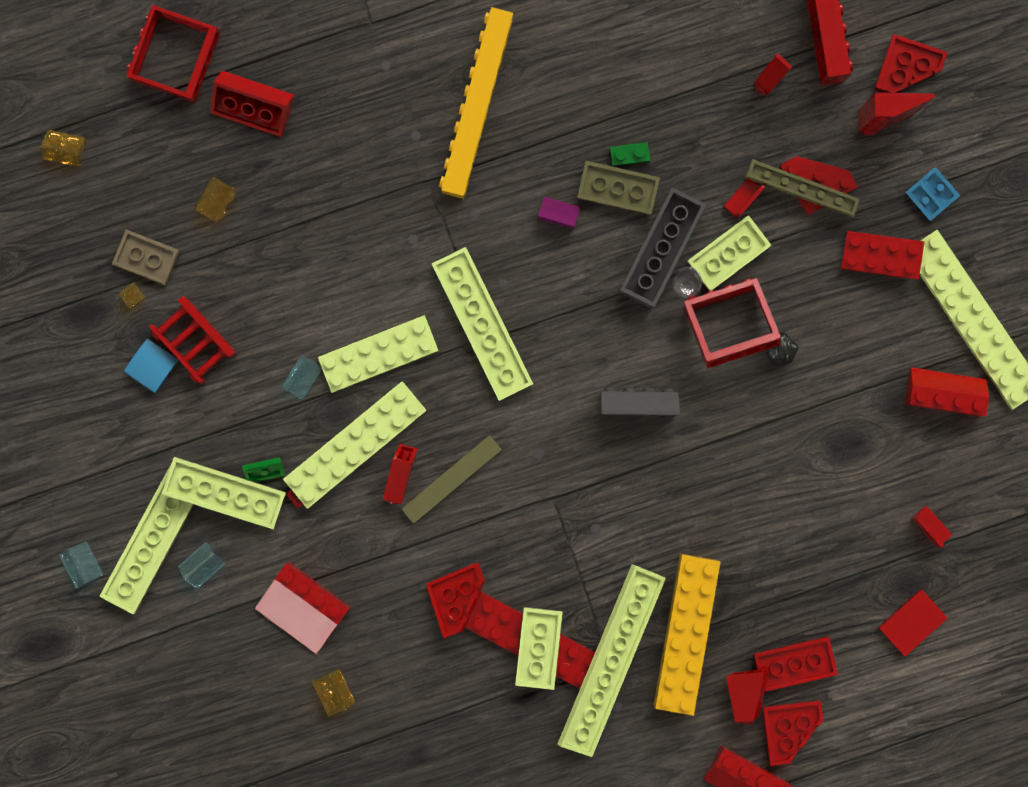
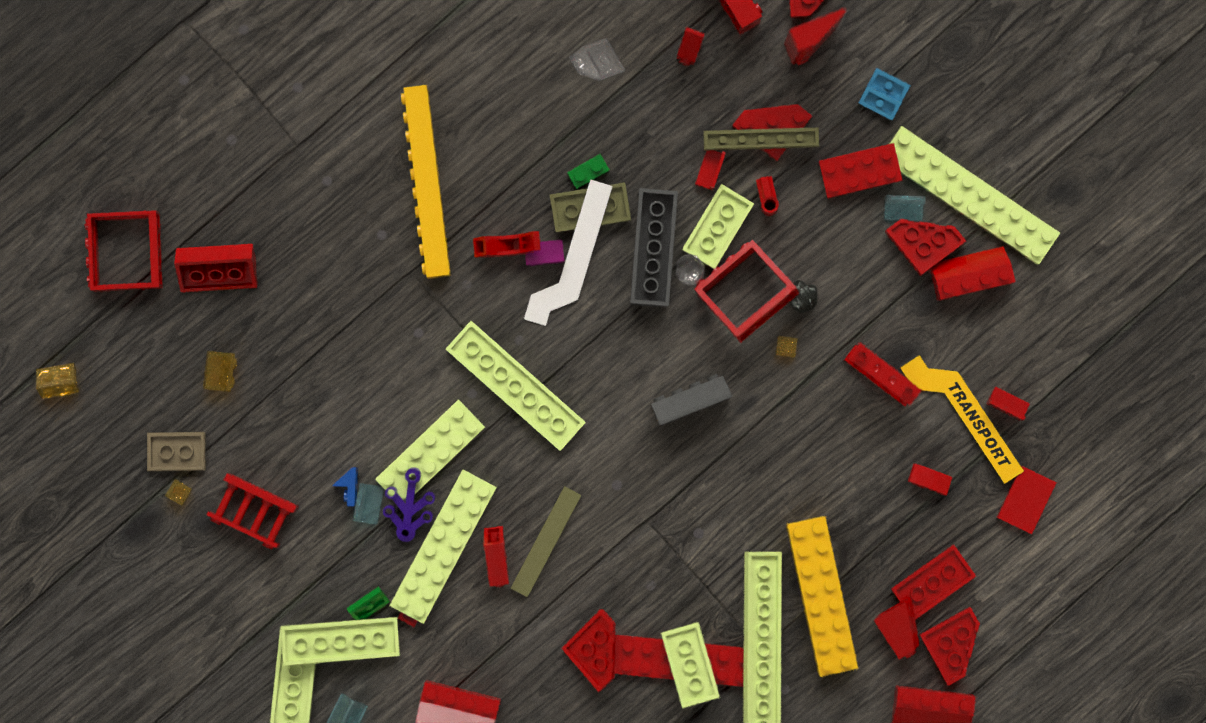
camera: 20 degrees left, 0 degrees up
(151, 366) = (223, 550): dark azure slope -> none
(294, 349) = (349, 480): none -> blue slope
(337, 397) = (408, 508): none -> dark purple plant
(527, 191) = (506, 245): none -> red arch
(587, 230) = (577, 259): none -> white sticker
(679, 55) = (597, 61): none -> clear slope
(747, 390) = (786, 346): none -> clear yellow plate
(786, 242) = (767, 194): none -> red piece
(827, 452) = (882, 374): none -> red fence
(831, 567) = (930, 479): none -> red slope
(893, 519) = (970, 412): none -> yellow sticker
(908, 306) = (904, 207): none -> clear light blue panel
(914, 345) = (924, 242): none -> red plate

